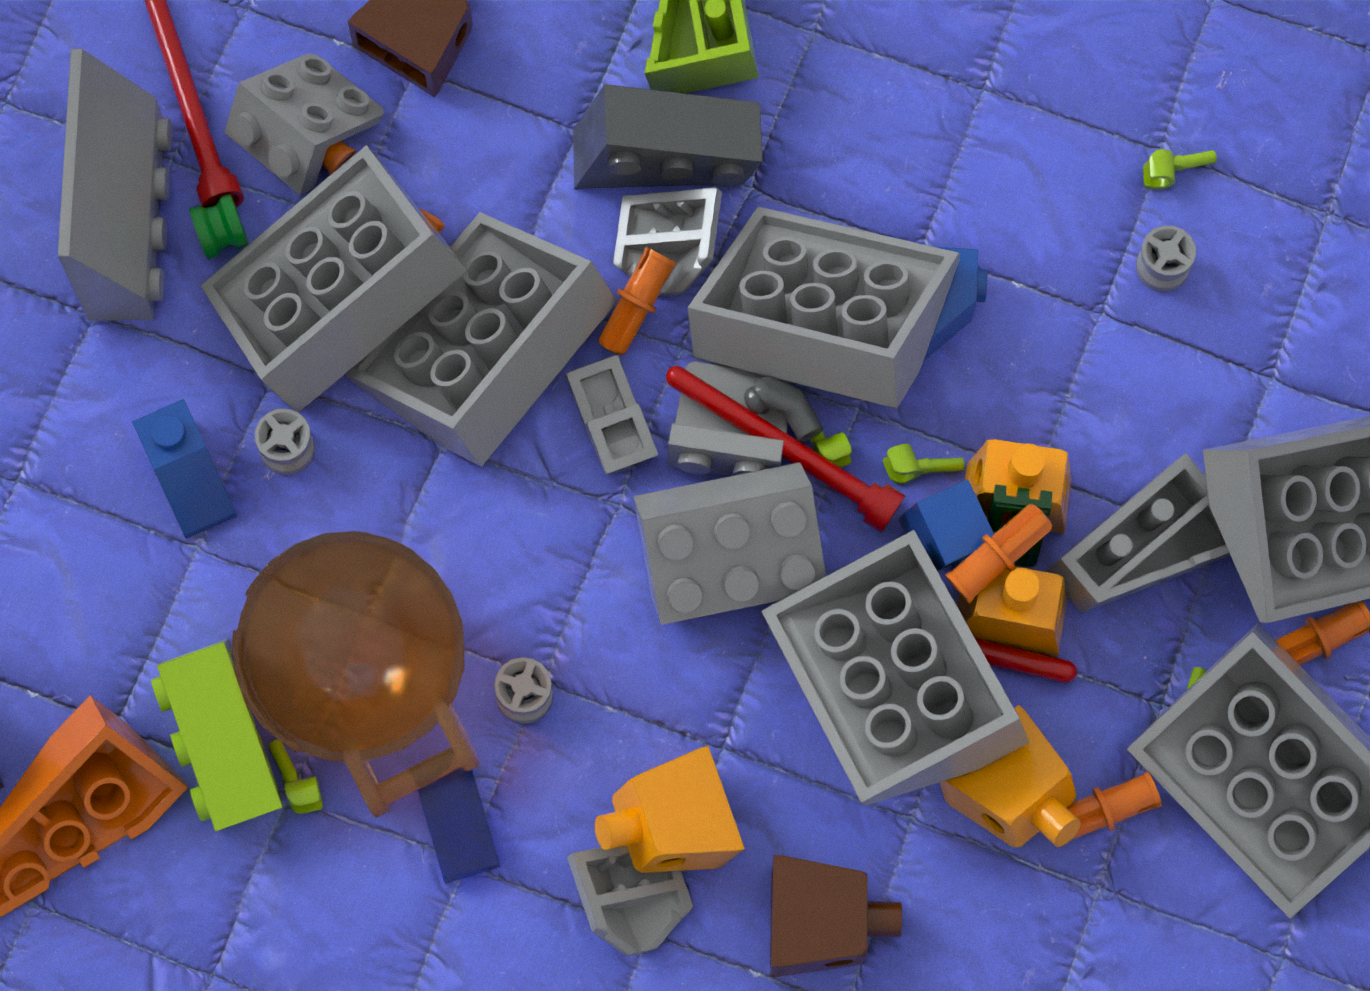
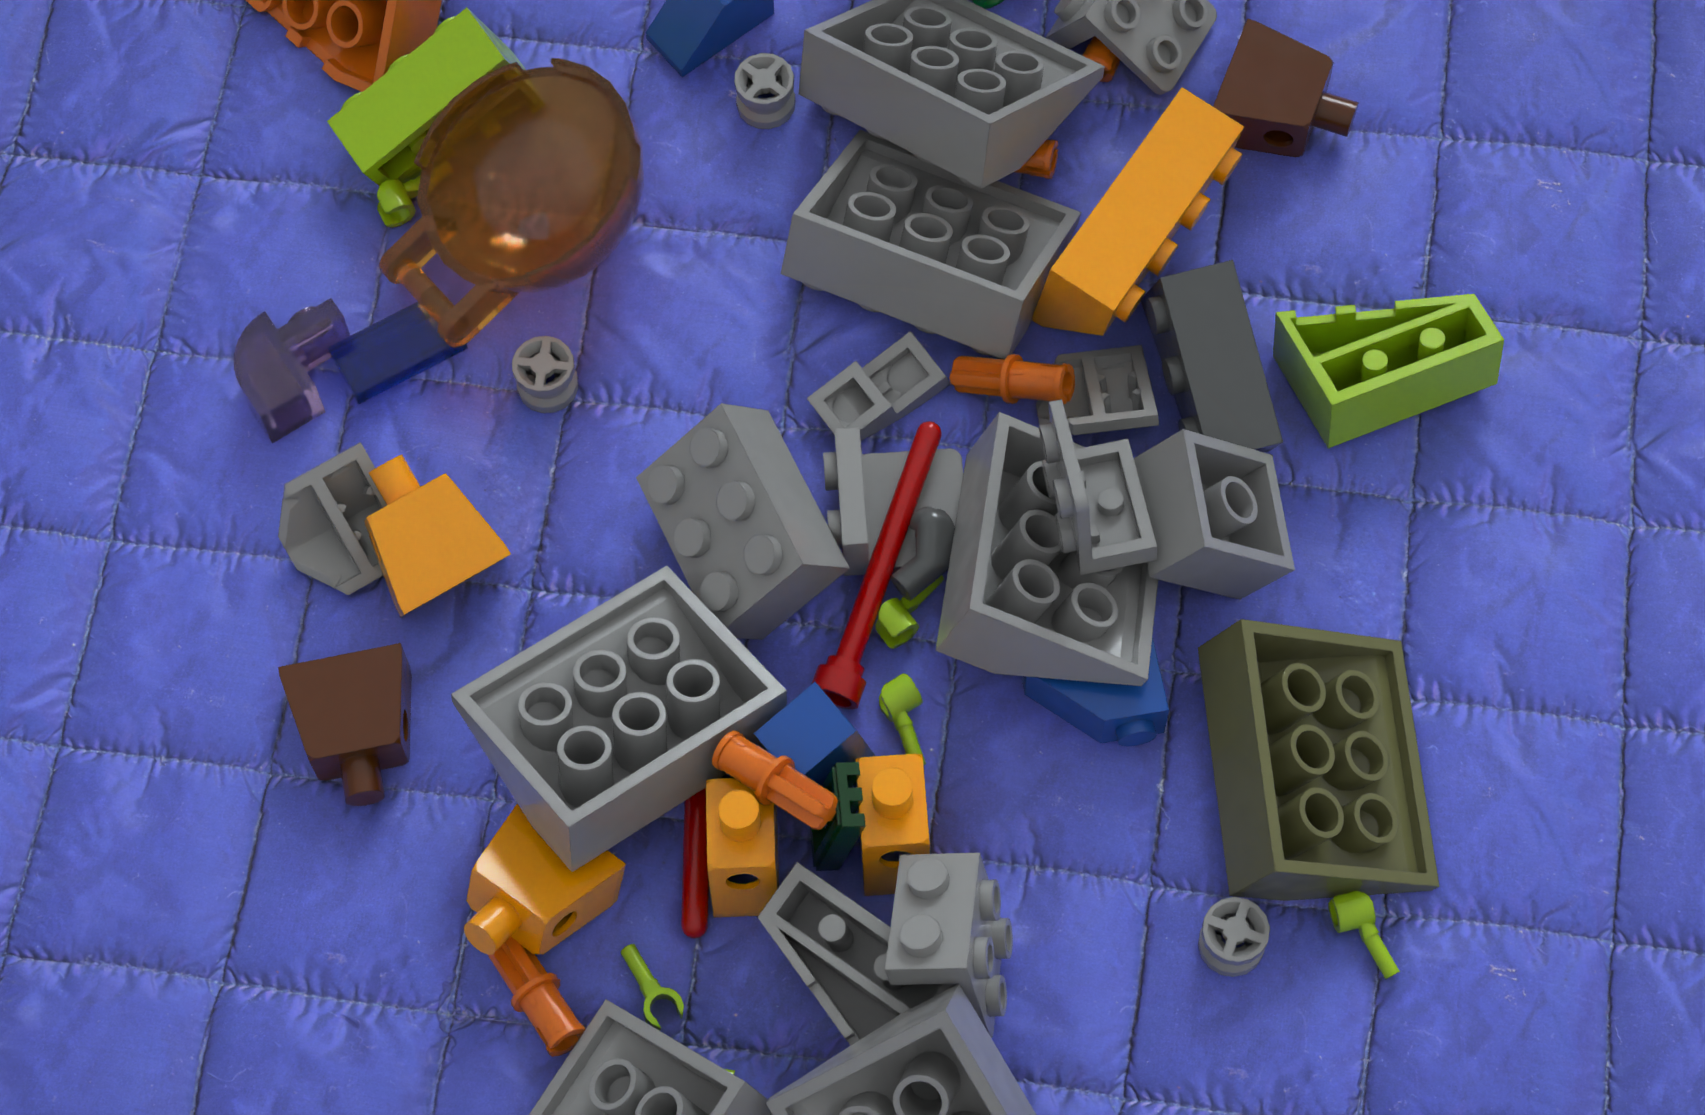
camera: 80 degrees right, 5 degrees down
(458, 933) = (275, 364): none -> clear purple brick
(521, 154) = (1138, 218): none -> light orange slope
(799, 246) = (1096, 498): none -> light grey bracket
(816, 173) = (1214, 515): none -> light grey brick
(1036, 162) = (1315, 763): none -> olive slope
(1120, 716) = (649, 985): none -> lime hand
(1141, 456) = (950, 930): none -> light grey bracket

